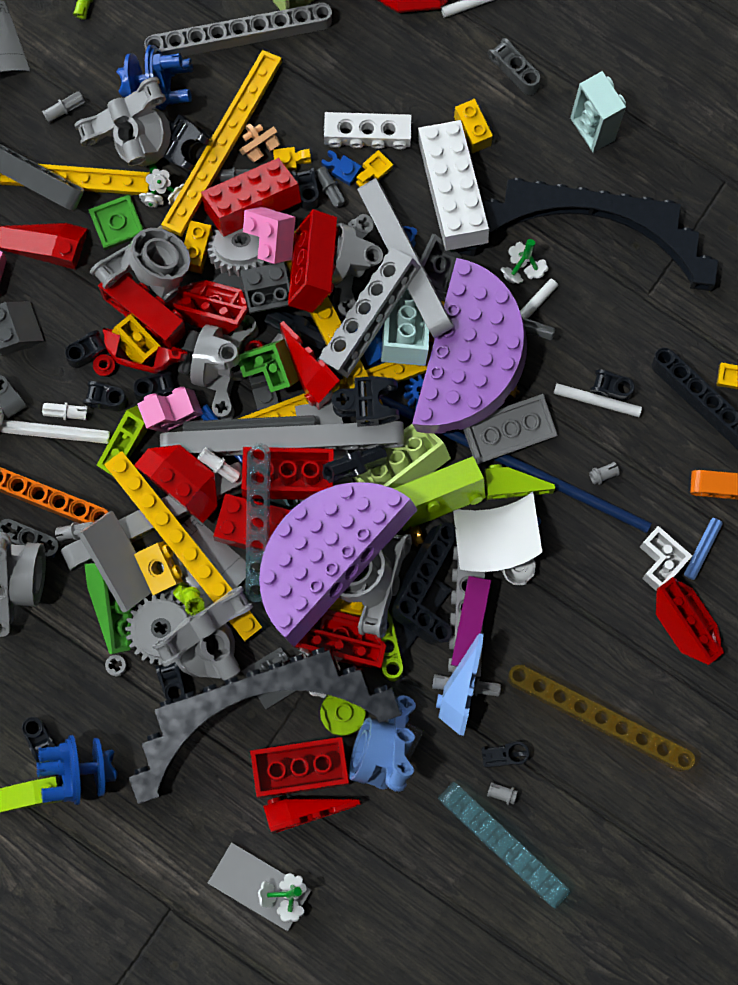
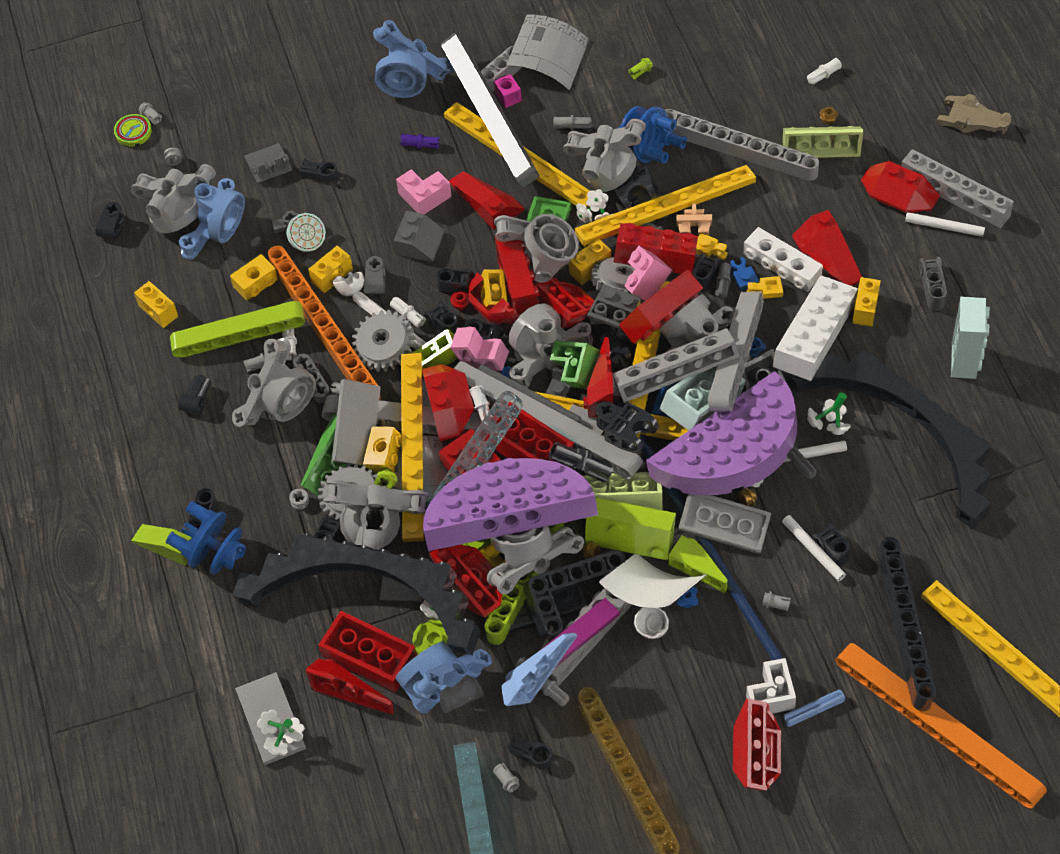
camera: 45 degrees right, 20 degrees down
(61, 443) = (397, 339): none -> light grey gear
(396, 90) = (824, 243): none -> red wedge

